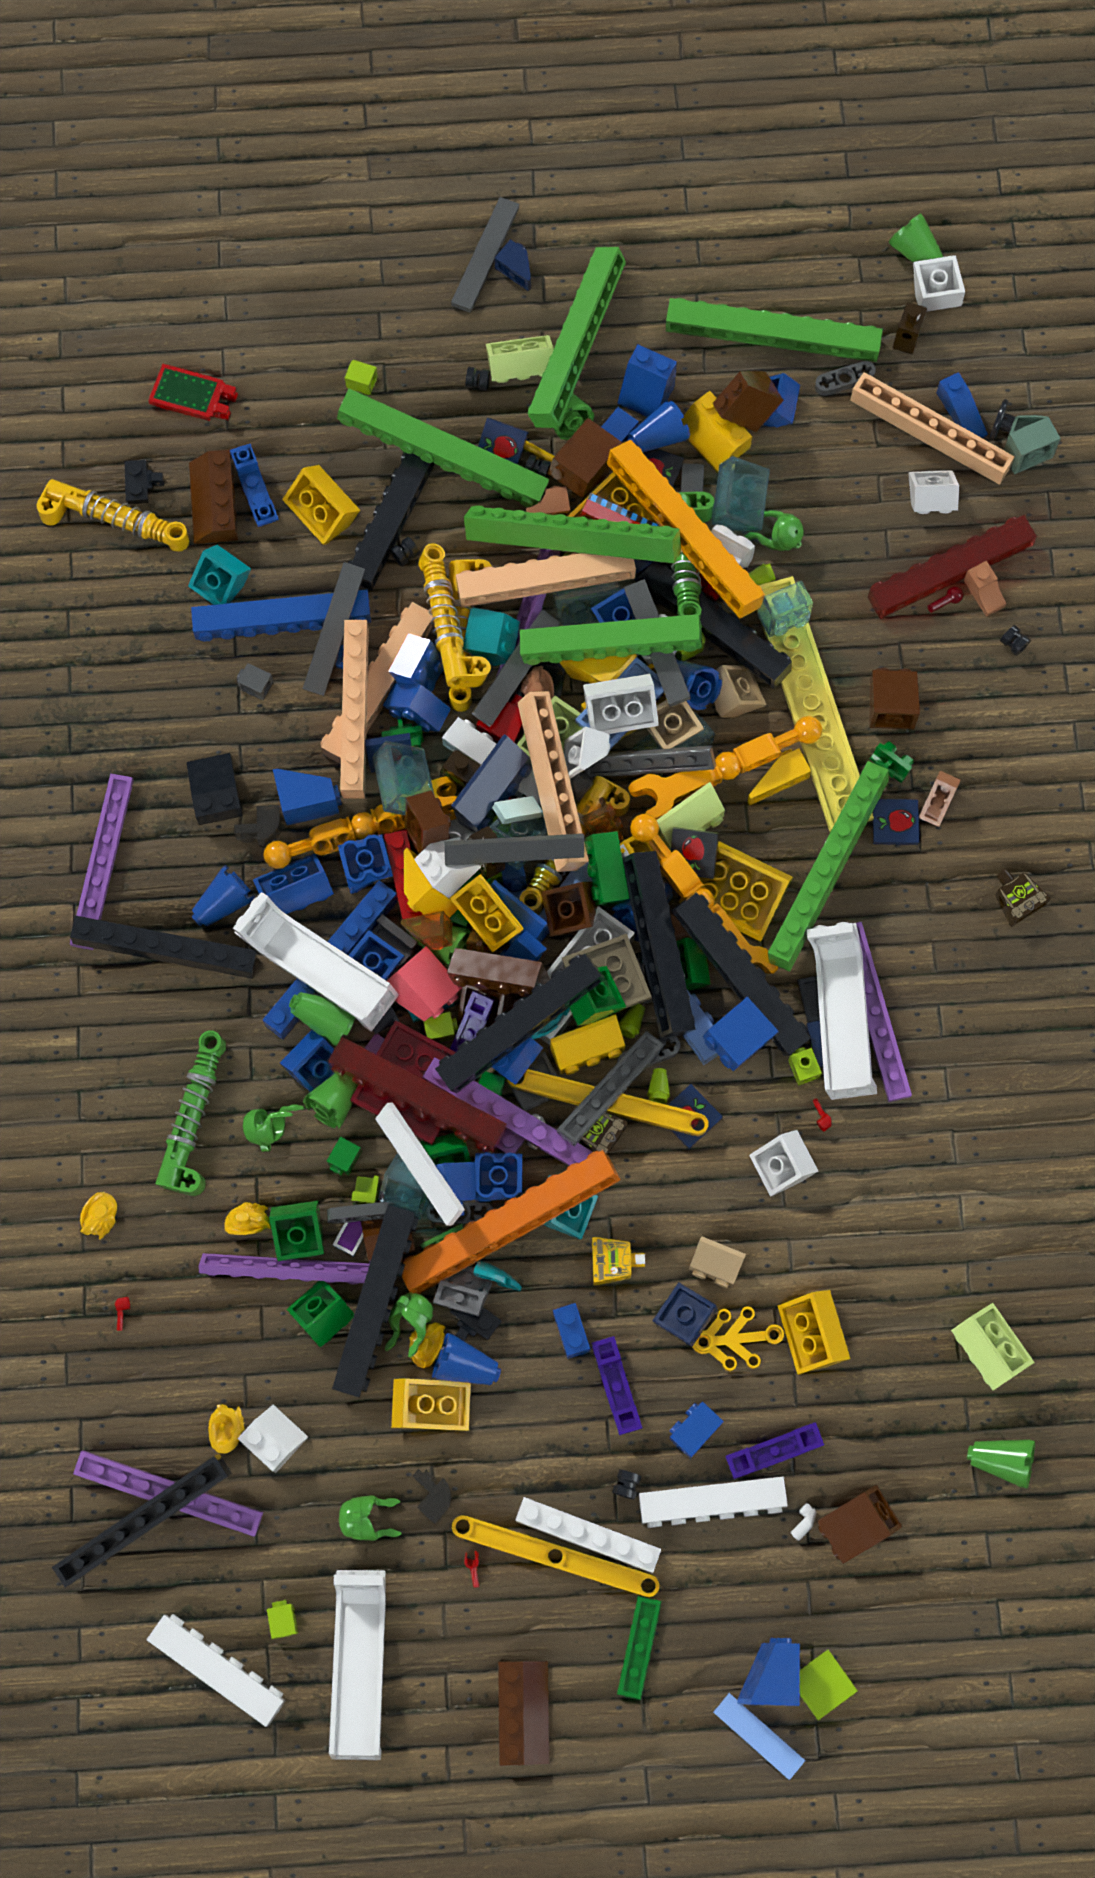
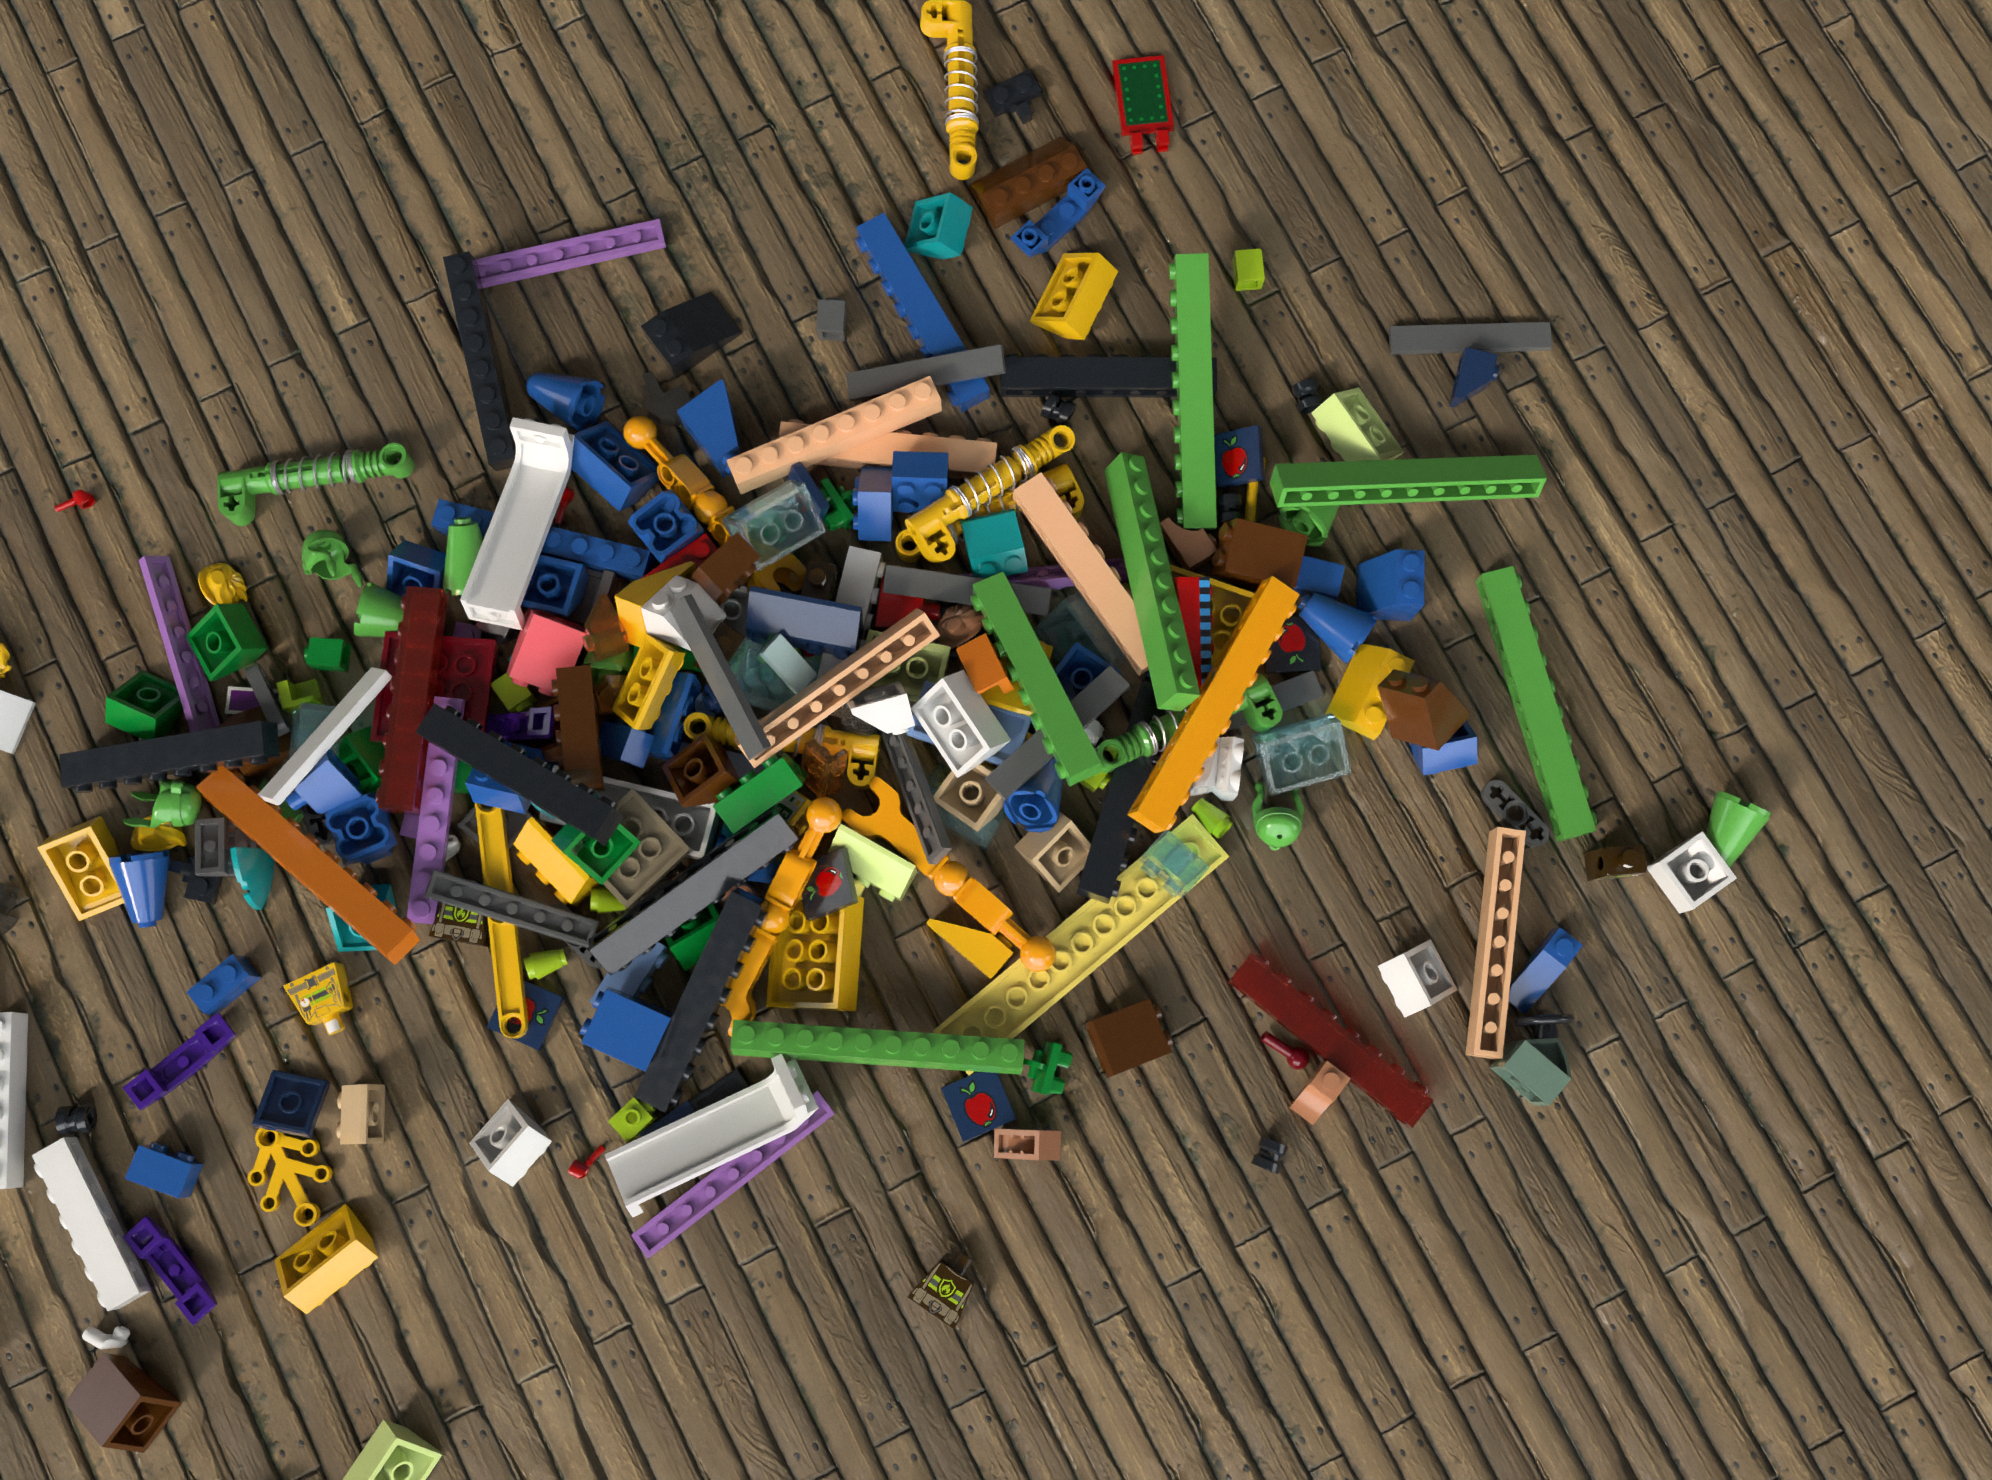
camera: 65 degrees right, 5 degrees up
(98, 1215) = (171, 430): yellow hat -> none
(585, 669) = (984, 665): none -> orange panel

